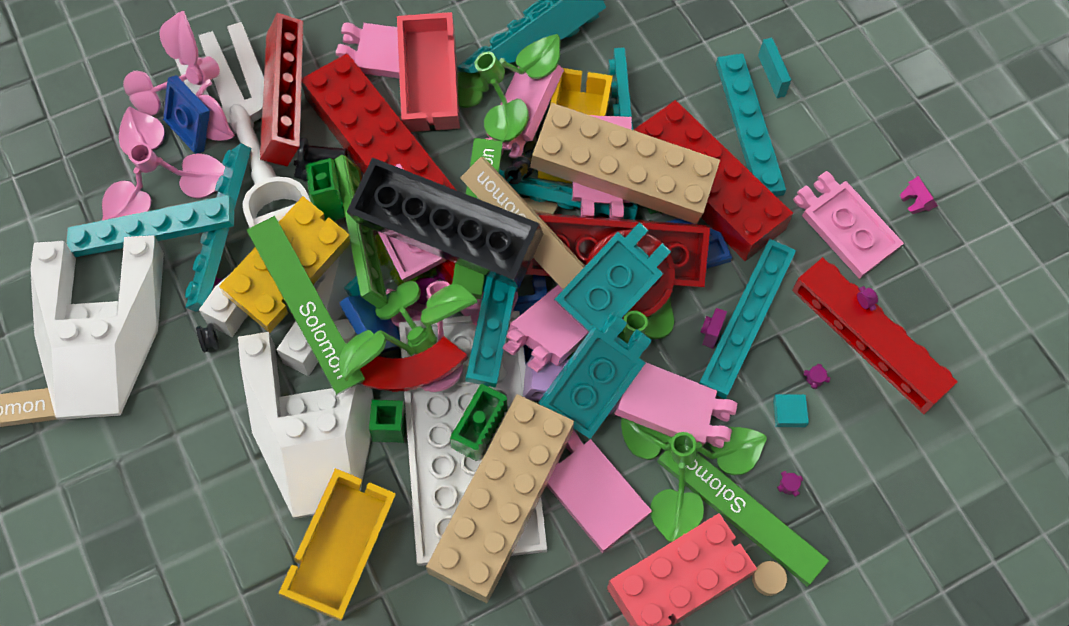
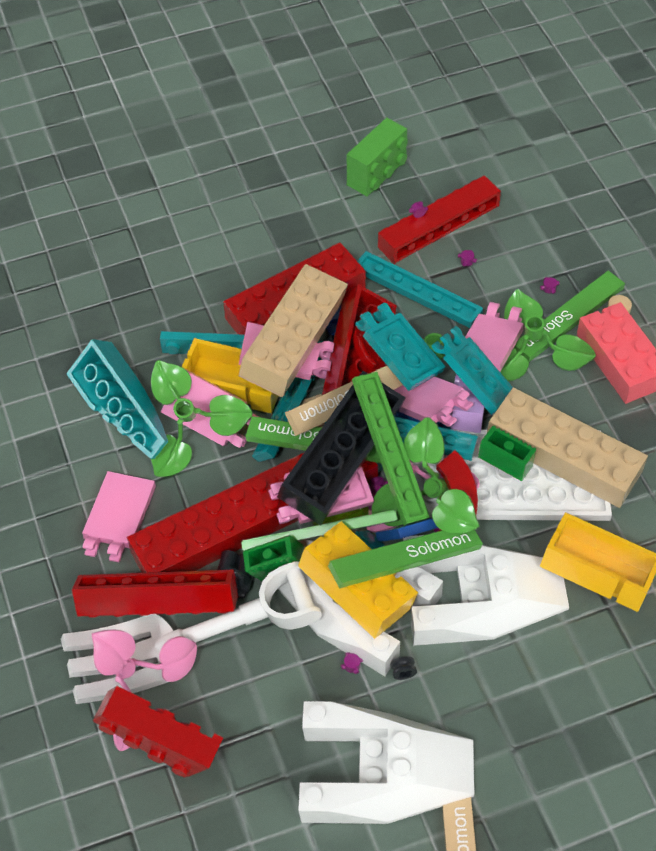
camera: 80 degrees left, 10 degrees down
(116, 105) = (156, 732): none -> red wedge
(138, 138) = (227, 682): bright pink plant -> none
(163, 223) = (289, 712): plate -> none
(186, 114) = (169, 678): blue tile -> none
(213, 241) = (294, 654): teal plate -> none
(387, 421) = (495, 526): green brick -> none
(428, 71) = (161, 473): coral piece -> none
(442, 269) = (390, 448): none -> bright green tile
(520, 168) = (270, 413): black pin -> none
(596, 494) = (565, 392): bright pink tile -> none
(712, 327) = (426, 309): magenta plate -> none
(750, 122) = (236, 266): teal plate -> none
(774, 67) = (194, 241): teal tile -> none
(790, 410) = (493, 277): teal tile -> none
(847, 224) = (343, 220): bright pink tile -> none
(923, 199) = (325, 171): dark pink tile -> none
(957, 245) = (377, 157): none -> bright green brick

